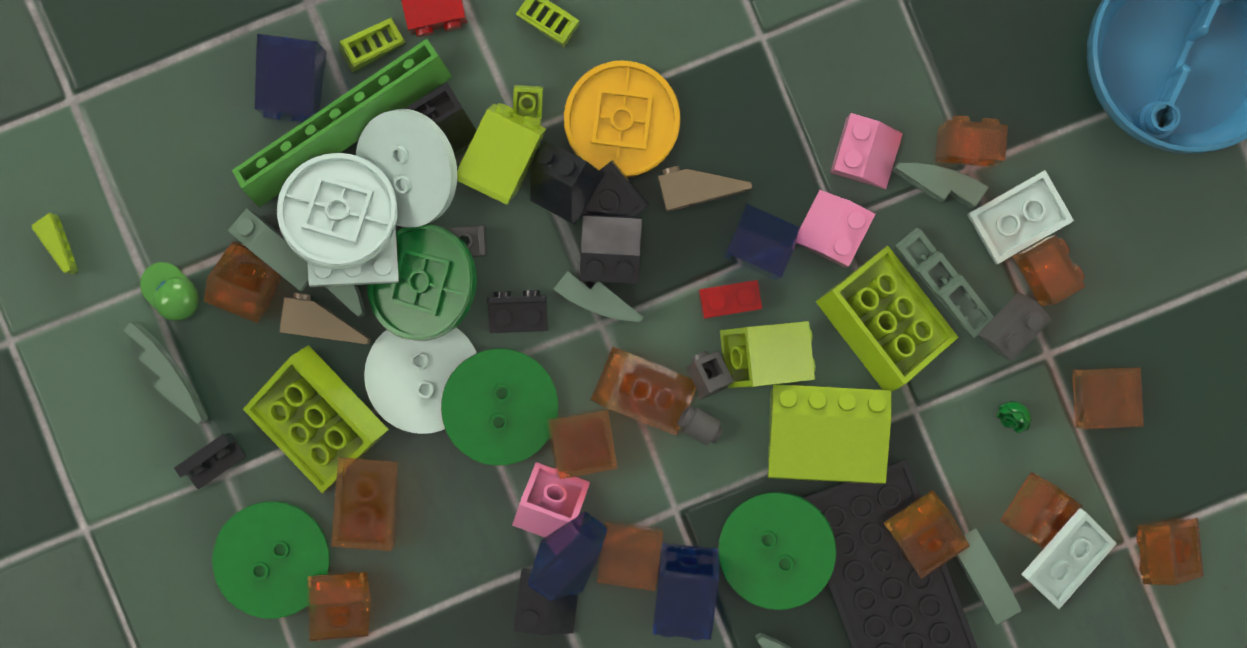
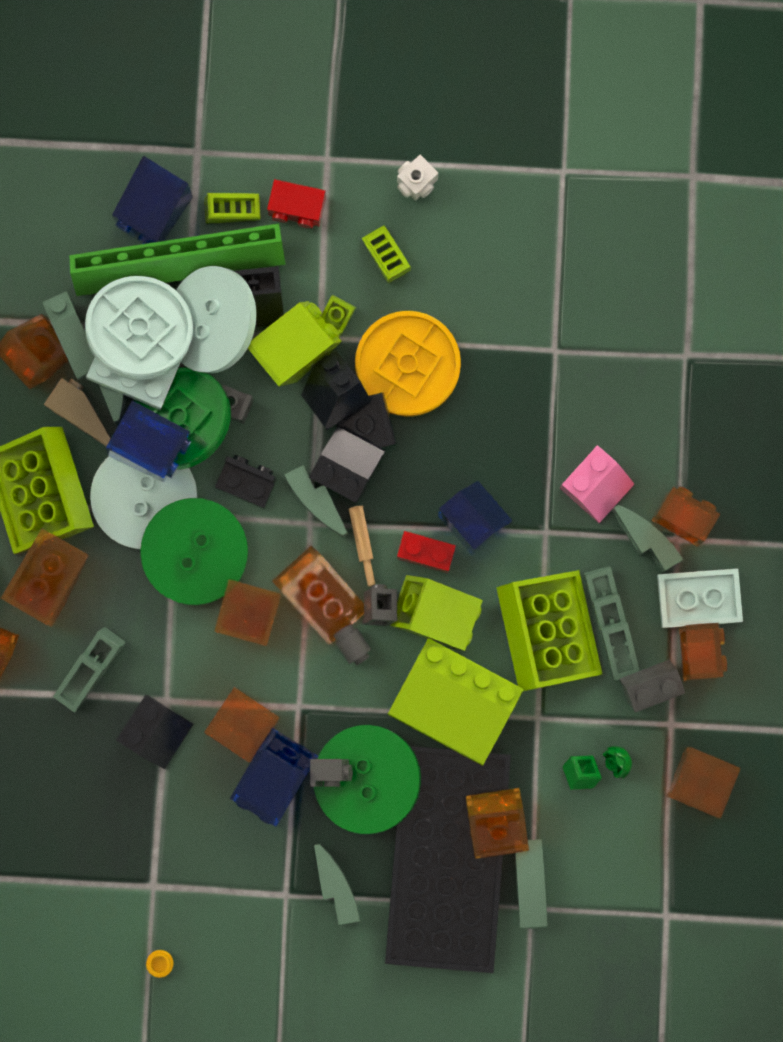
camera: 25 degrees right, 5 degrees down
(404, 322) = (148, 442): none -> clear blue slope
(452, 571) = (89, 669): none -> sand green slope
(549, 501) = (197, 651): bright pink slope -> none
(567, 557) = (190, 700): clear blue slope -> none
(661, 318) = (362, 541): none -> tan axle
(693, 187) = (438, 446): dark tan slope -> none
(739, 561) = (329, 771): none -> dark grey brick
(834, 228) = (540, 534): bright pink slope -> none
(983, 443) = (581, 772): none -> green slope
(1039, 510) = (603, 853): clear orange slope -> none
(1069, 558) = (607, 902): light aqua plate -> none
(1170, 551) = (696, 937): clear orange slope -> none

